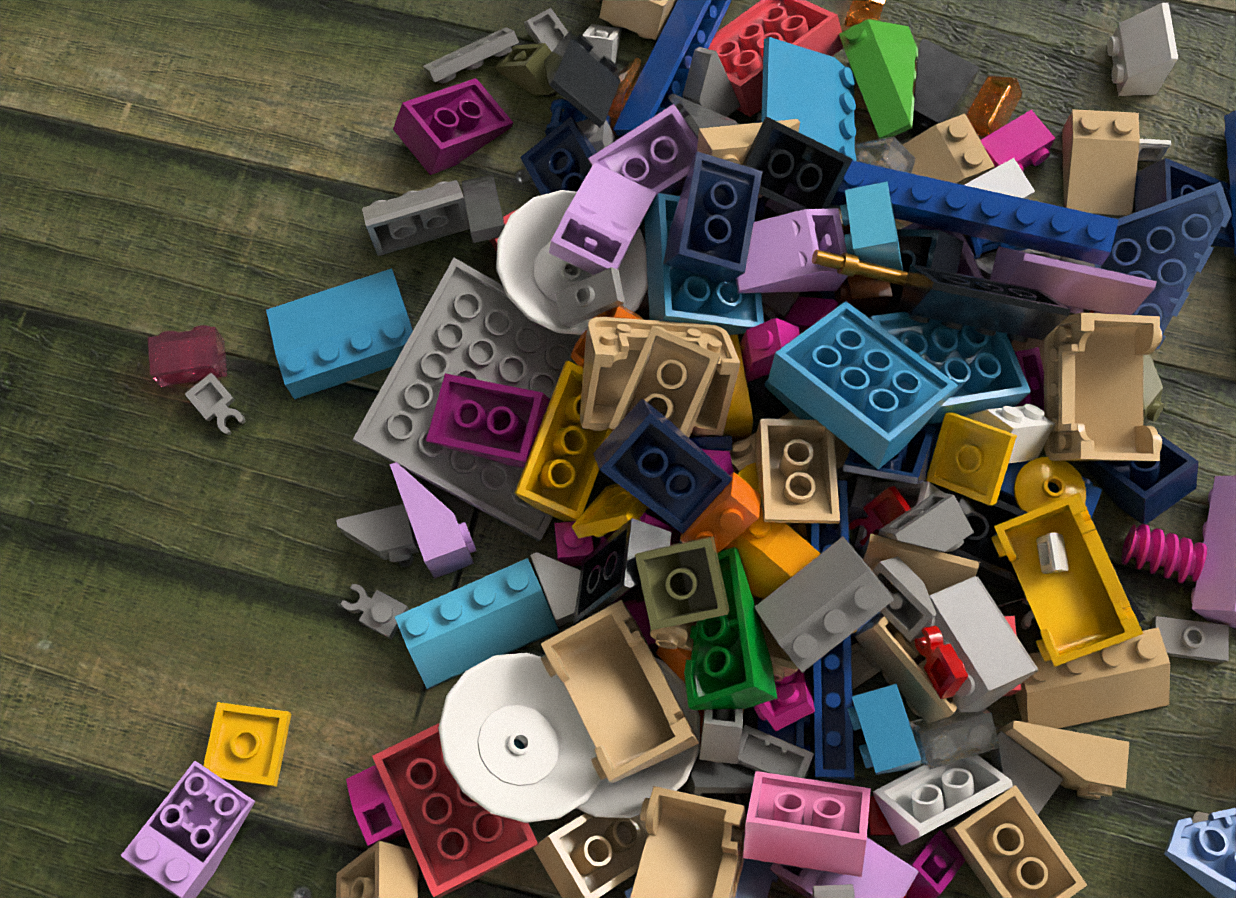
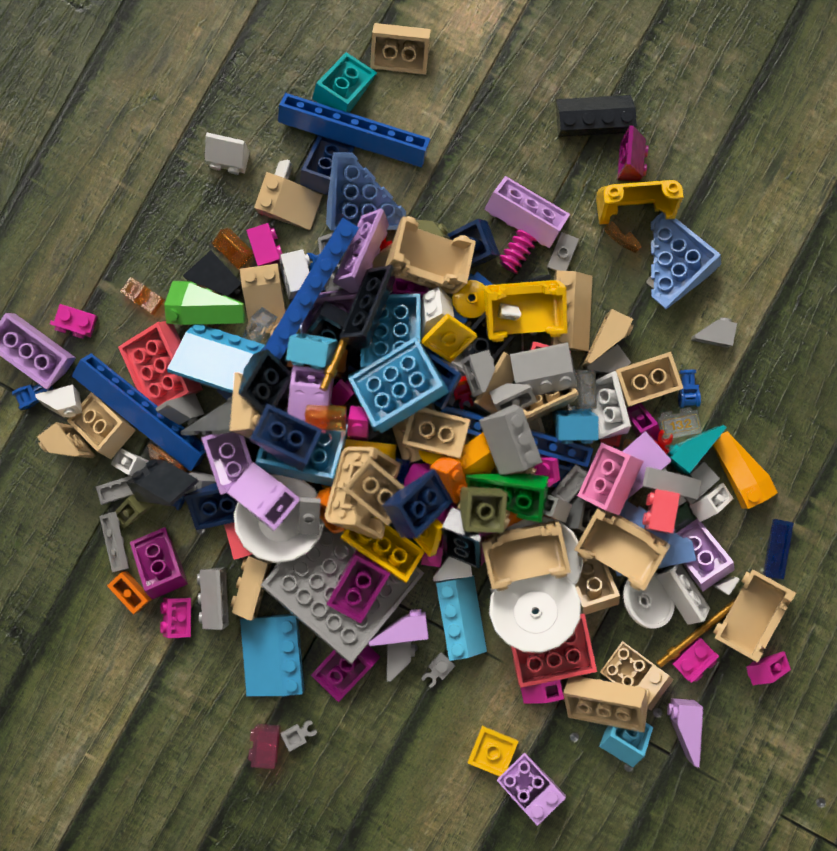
camera: 75 degrees left, 15 degrees up
(329, 452) = (339, 676): none -> magenta slope
(371, 172) = (176, 617): none -> dark pink bracket
(398, 83) = (129, 592): none -> orange brick
(422, 266) = (249, 590): none -> tan slope
(483, 208) = (224, 559): dark grey slope -> none
(767, 281) = (326, 417): none -> clear orange slope
(942, 665) = (555, 390): red plate -> none

